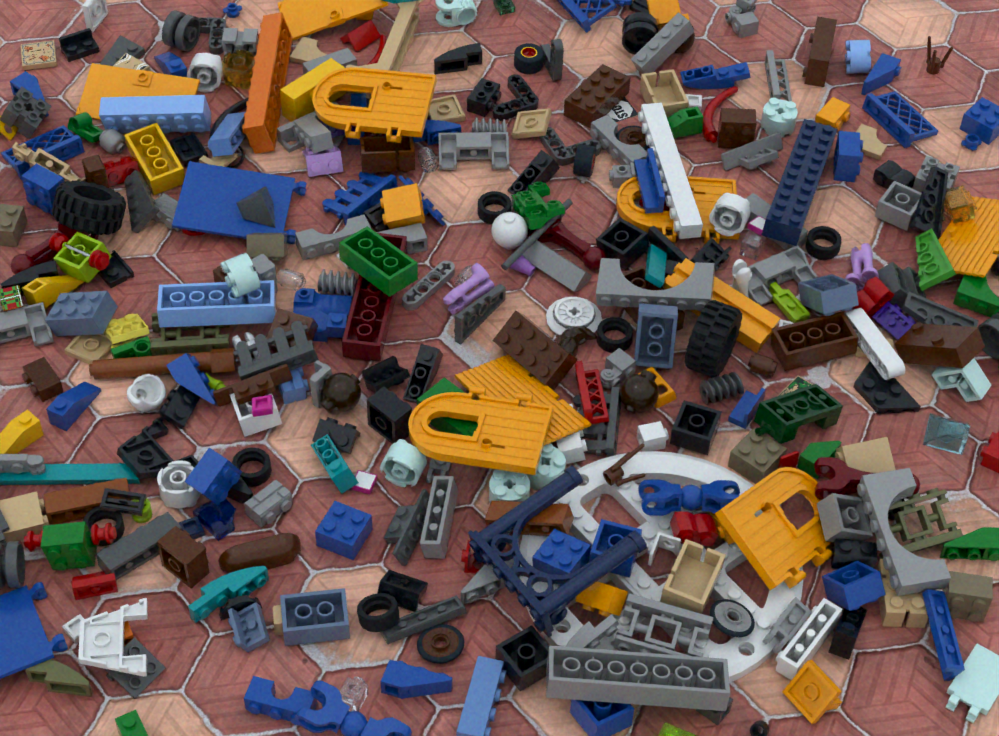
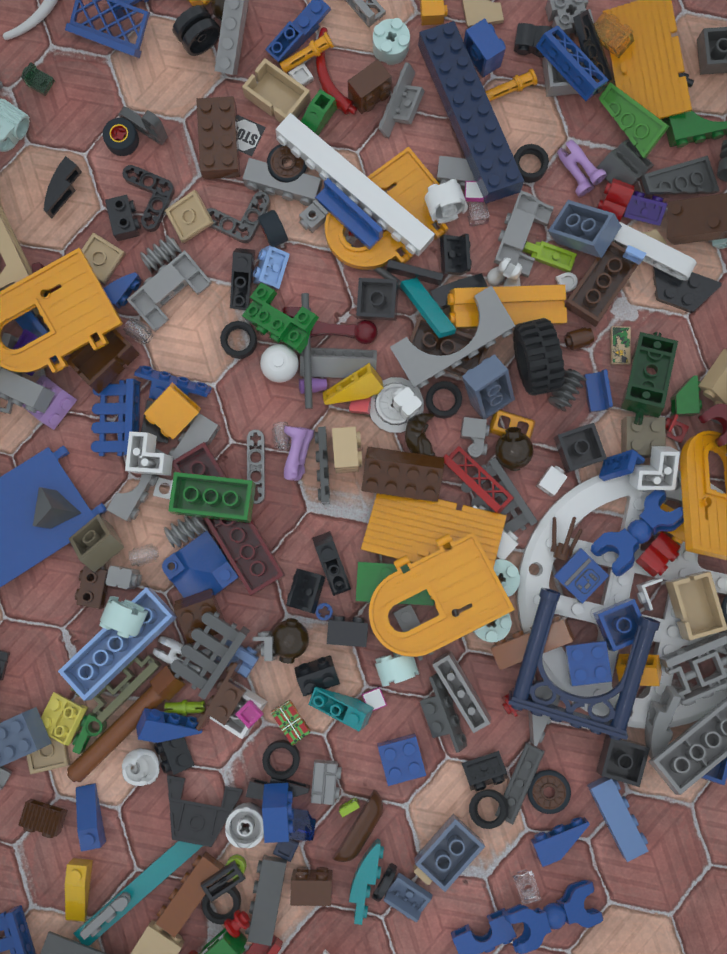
camera: 40 degrees left, 35 degrees up
(267, 530) = (349, 807): none -> lime tile
(285, 446) = (290, 722): none -> piece
(356, 211) = (142, 456): none -> white brick
(503, 299) = (345, 446): none -> tan piece
(545, 298) = (360, 406): none -> coral slope
(560, 282) = (356, 386): none -> yellow slope
(563, 182) = (270, 267): none -> light blue bracket
(581, 305) = (406, 403): none -> white brick
(614, 502) = (581, 575): none -> blue tile
(716, 89) = (314, 49): none -> light orange pin
(719, 452) = (620, 465): none -> blue bracket
(743, 472) = (660, 473): none -> white brick
(826, 189) = (516, 84): none -> light orange pin
(852, 325) = (634, 255): none -> light blue tile
(902, 192) = (568, 64): none -> blue fence

